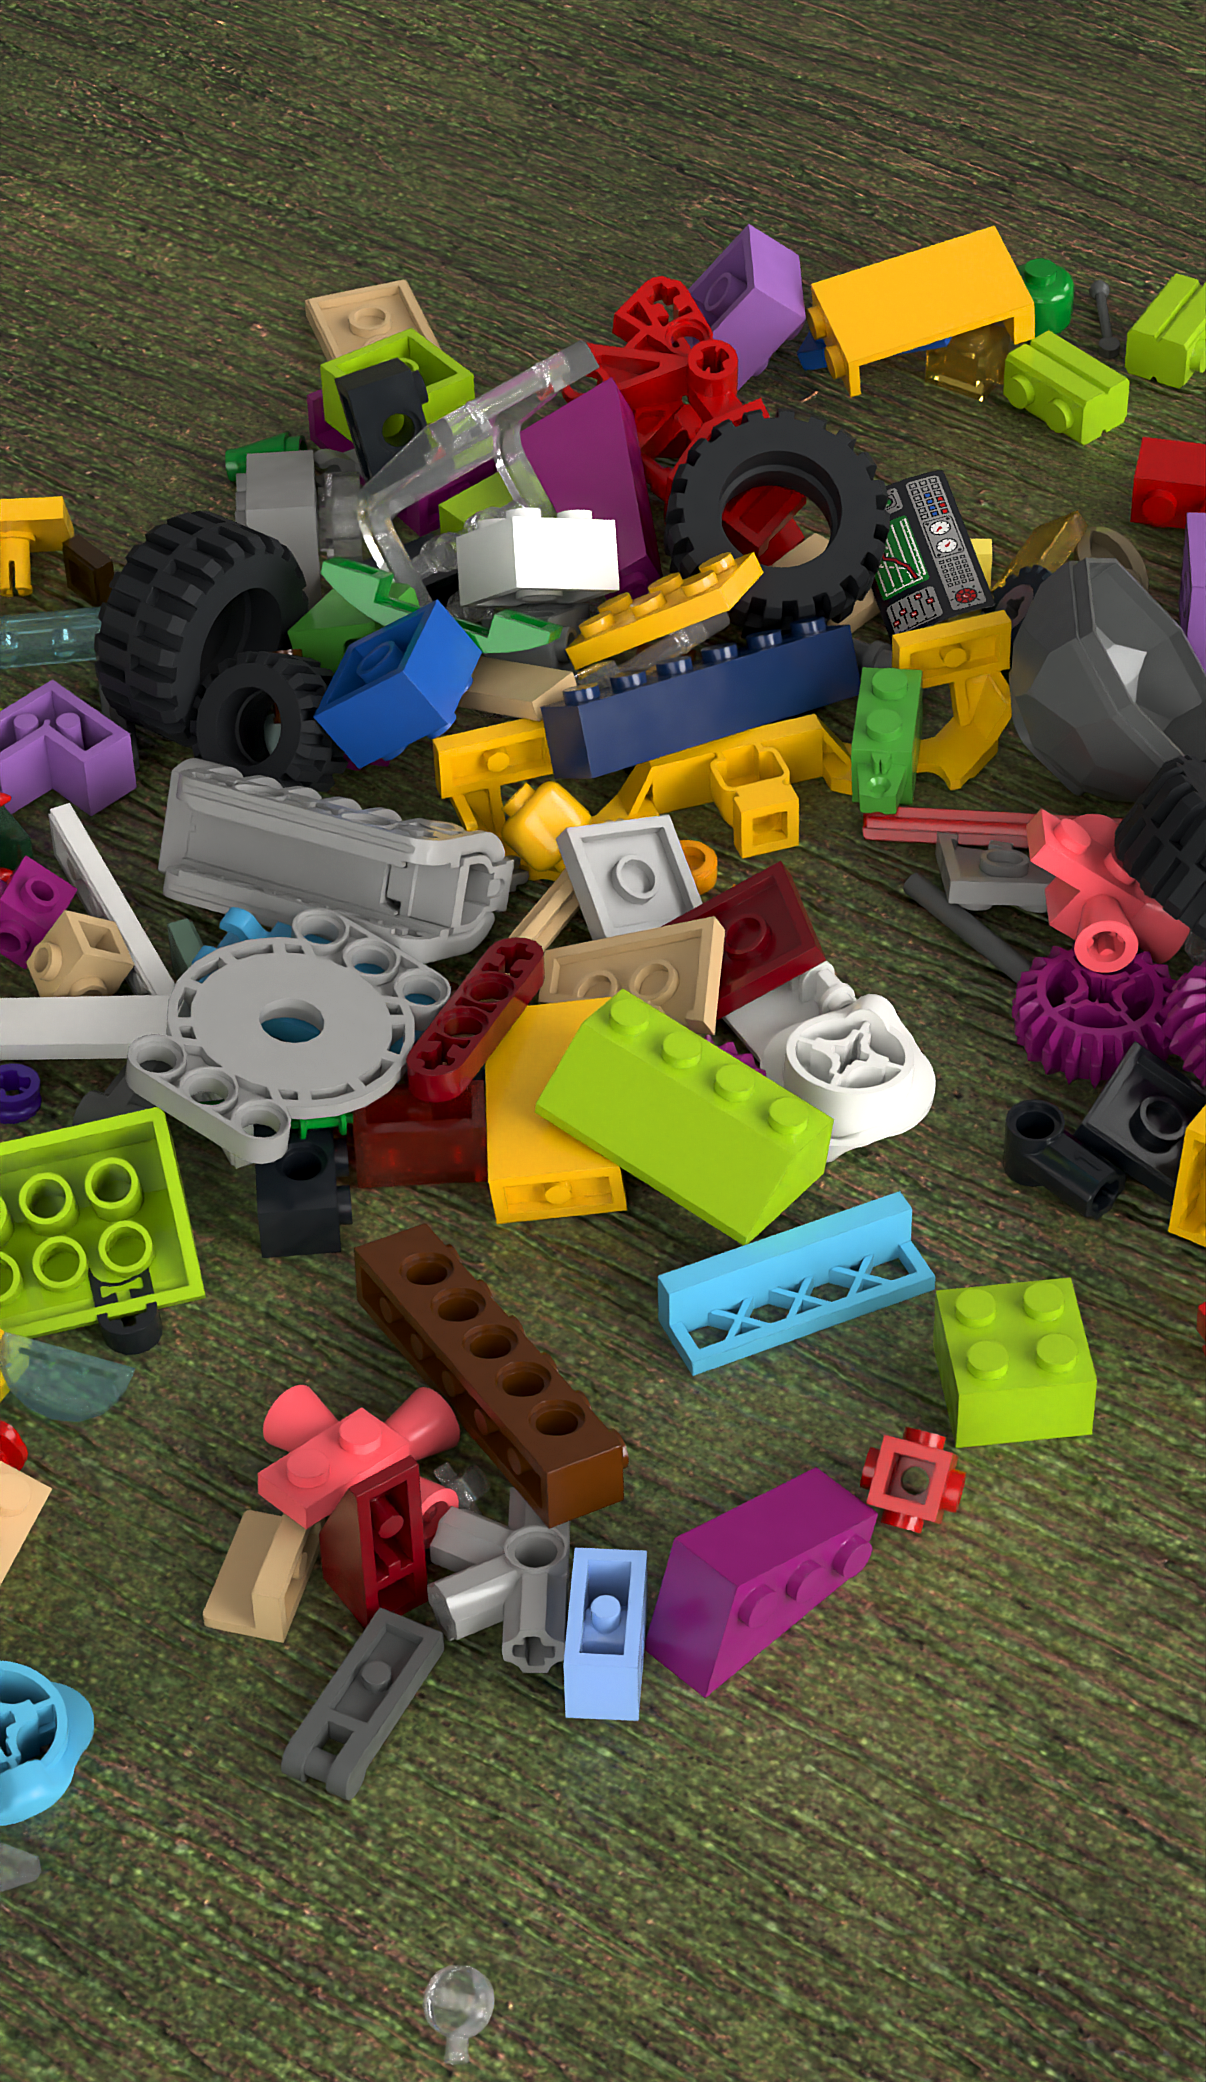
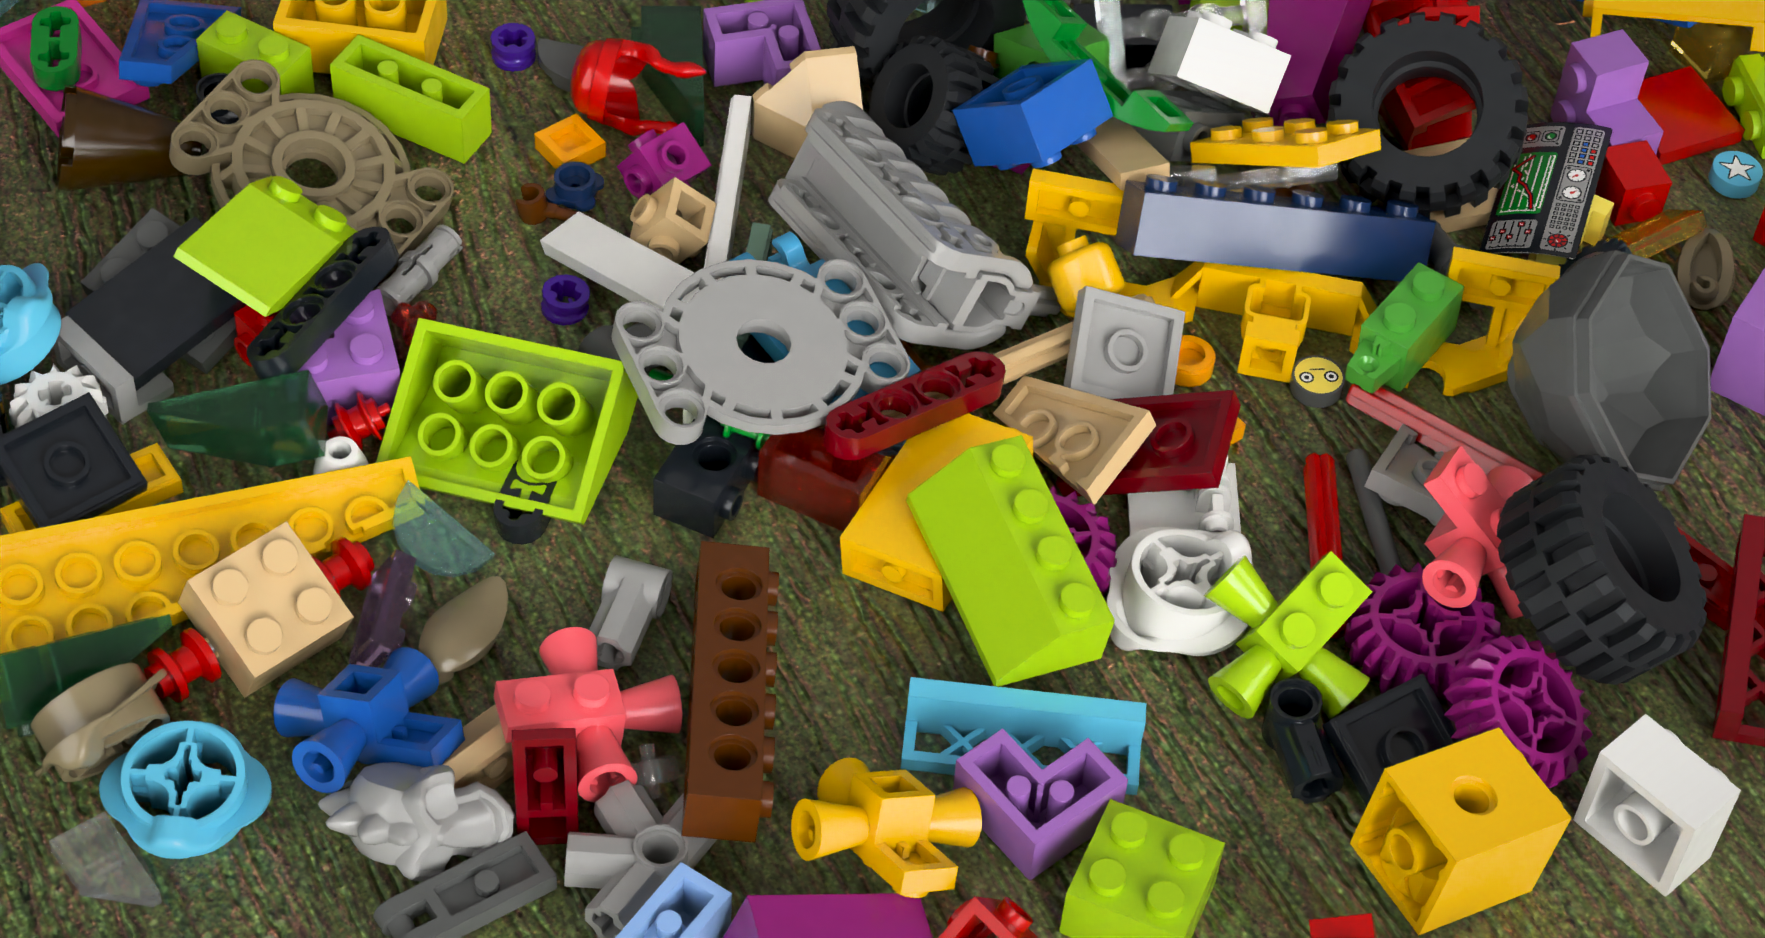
camera: 25 degrees right, 5 degrees up
(63, 1462) = (382, 611): none -> clear purple plate
(130, 791) = (814, 80): none -> tan slope
(140, 1584) = (365, 720): none -> blue brick
(160, 1455) = (465, 627): none -> dark tan arm
(263, 1645) = (417, 817): none -> light grey head
(314, 1347) = (630, 599): none -> light grey piece
(742, 1417) = (888, 824): none -> yellow brick
(826, 831) = (1317, 381): none -> tile
(862, 1340) = (1036, 811): none -> medium lavender brick
(907, 438) = (1603, 89): none -> medium lavender brick
(945, 977) = (1322, 511): none -> red axle
(977, 439) = (1688, 114): none -> red tile
(984, 1065) = (1288, 635): none -> lime brick
(994, 512) = (1633, 182): none -> red brick
(1072, 469) = (1735, 174): none -> medium azure tile

